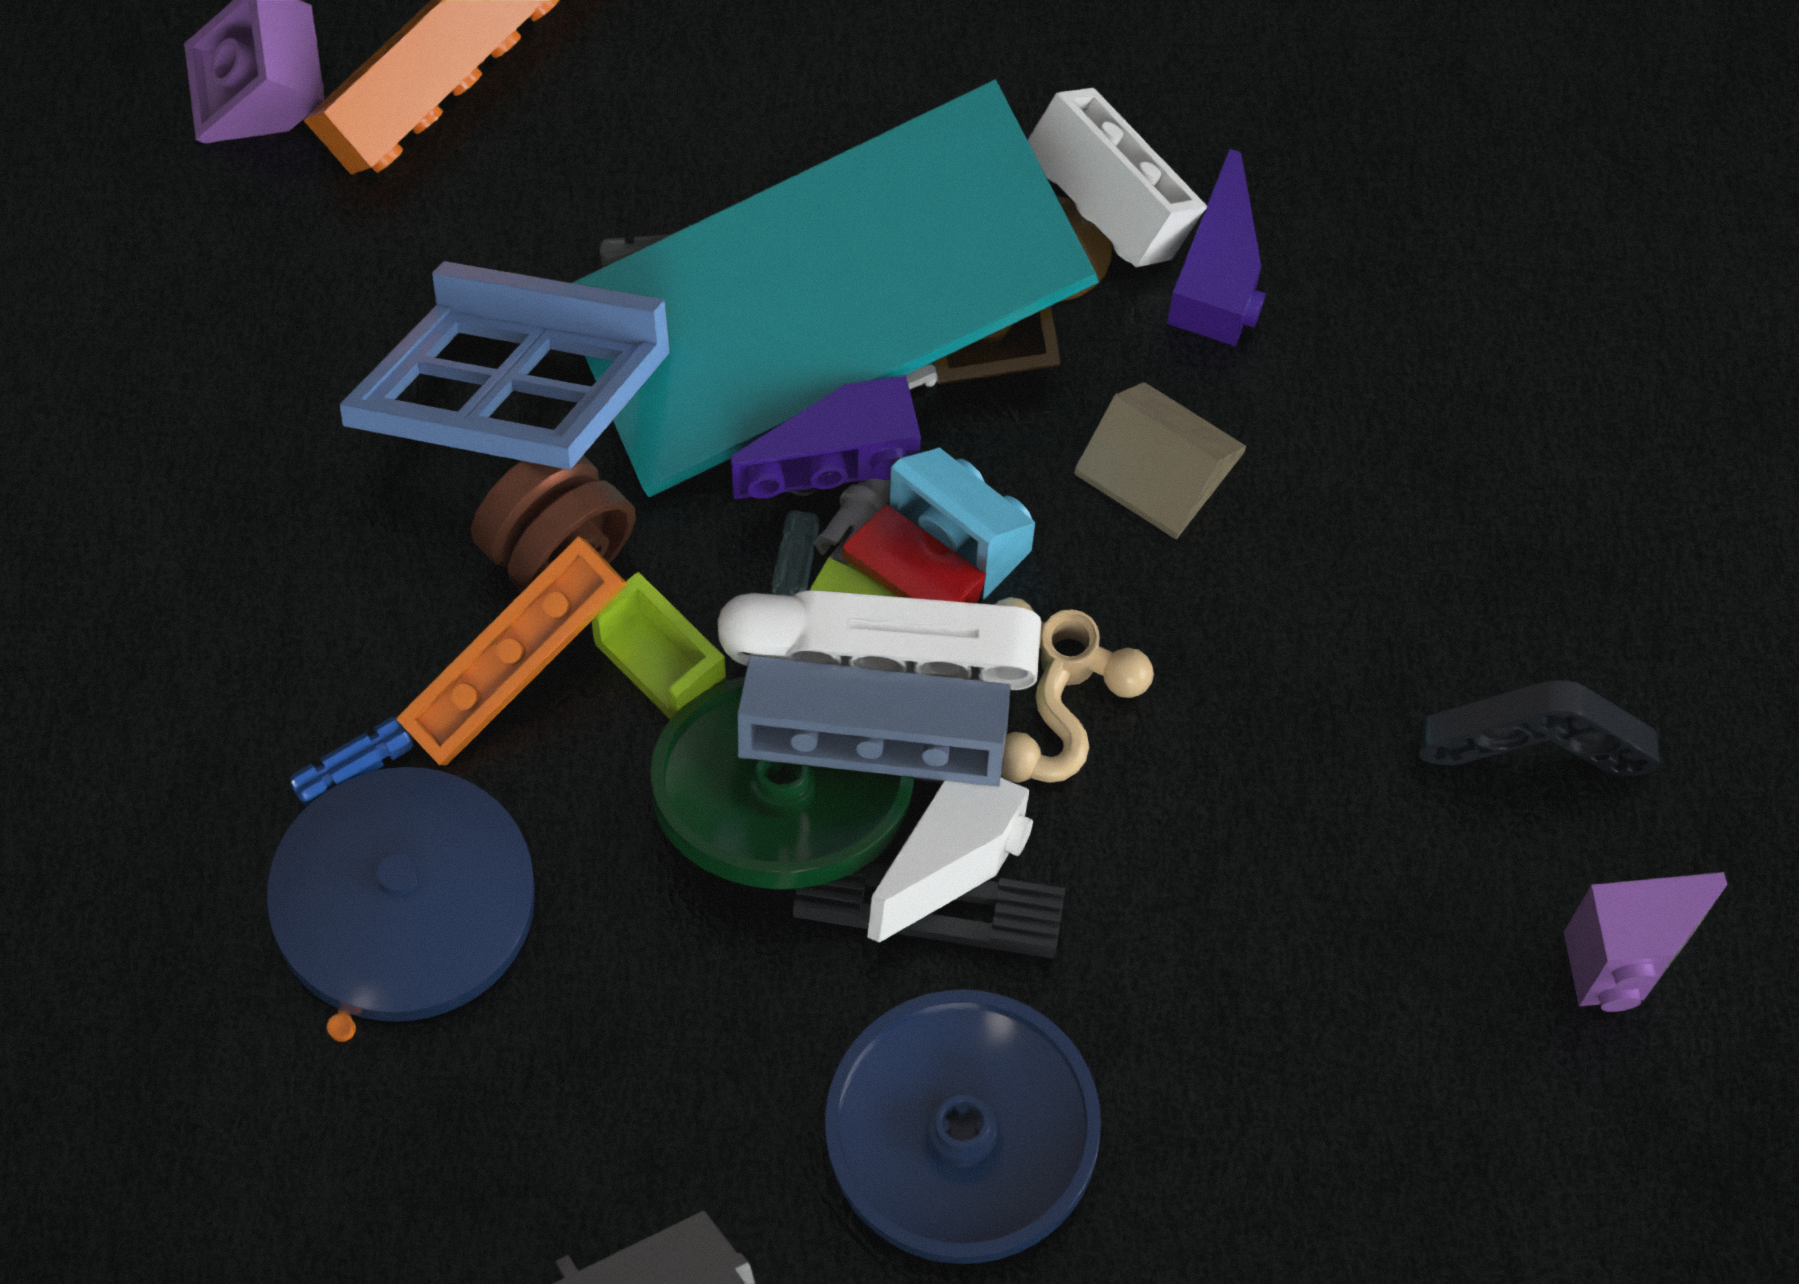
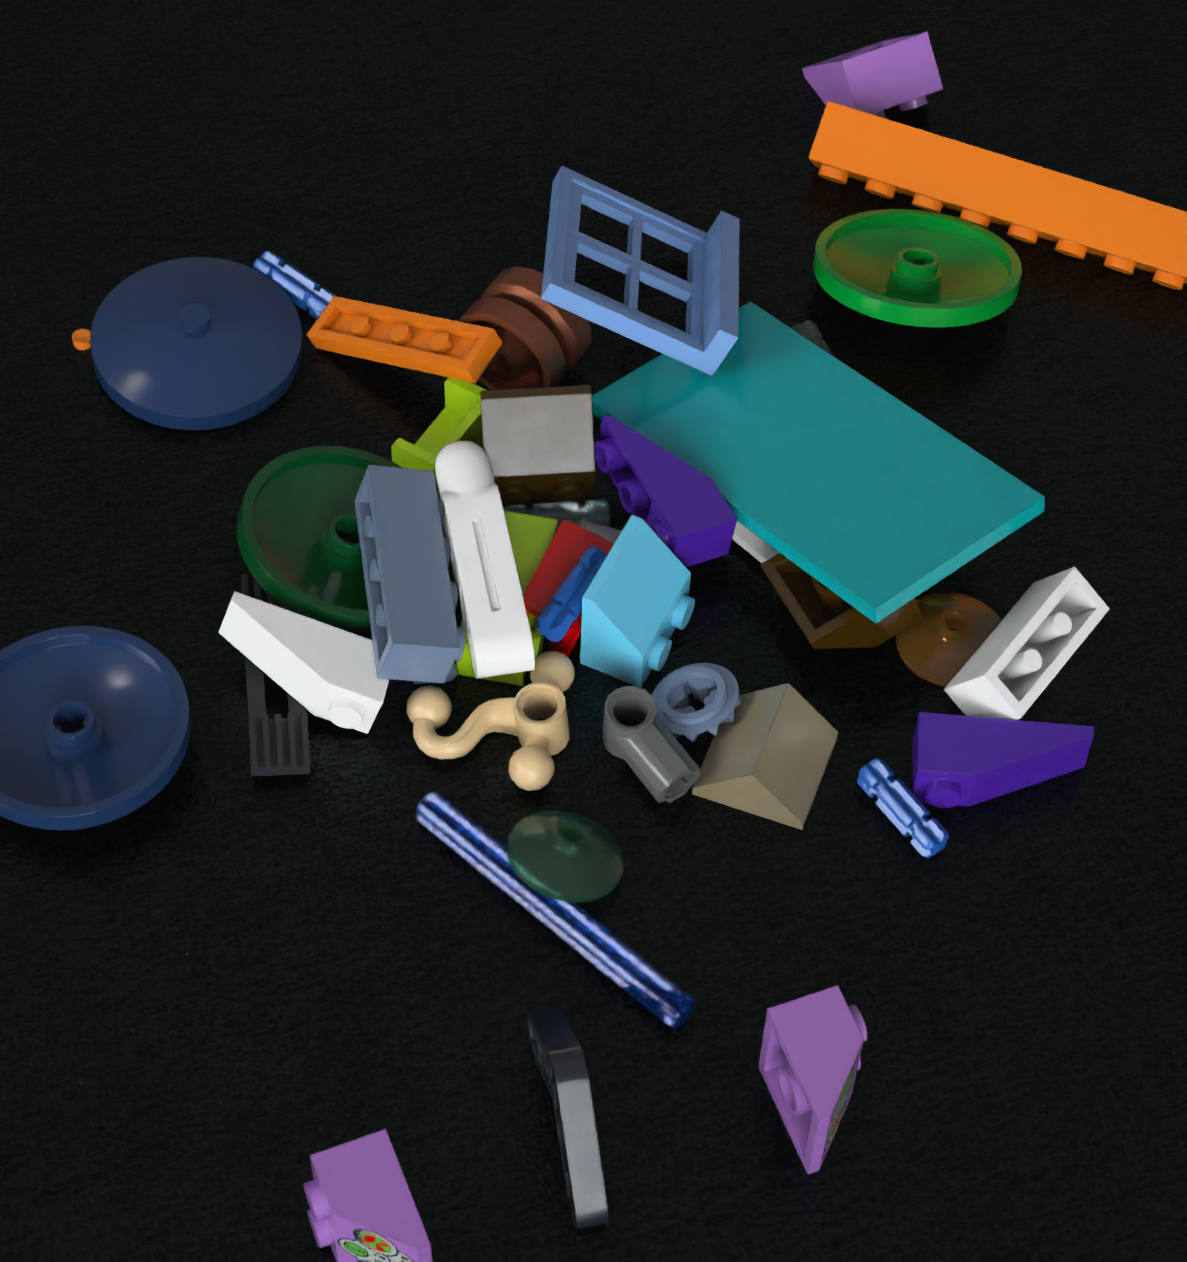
camera: 75 degrees right, 10 degrees down
(577, 113) = (917, 268): none -> green dish
(720, 546) = (540, 444): none -> slope
(949, 559) = (567, 601): none -> blue axle
(1059, 481) = (707, 682): none -> sand blue gear
(1129, 554) = (647, 746): none -> dark grey piece
(1237, 671) = (565, 856): none -> clear green dish
(1251, 352) = (902, 808): none -> axle
(1289, 702) = (563, 918): none -> clear blue axle
(1565, 505) = (811, 1067): none -> medium lavender slope

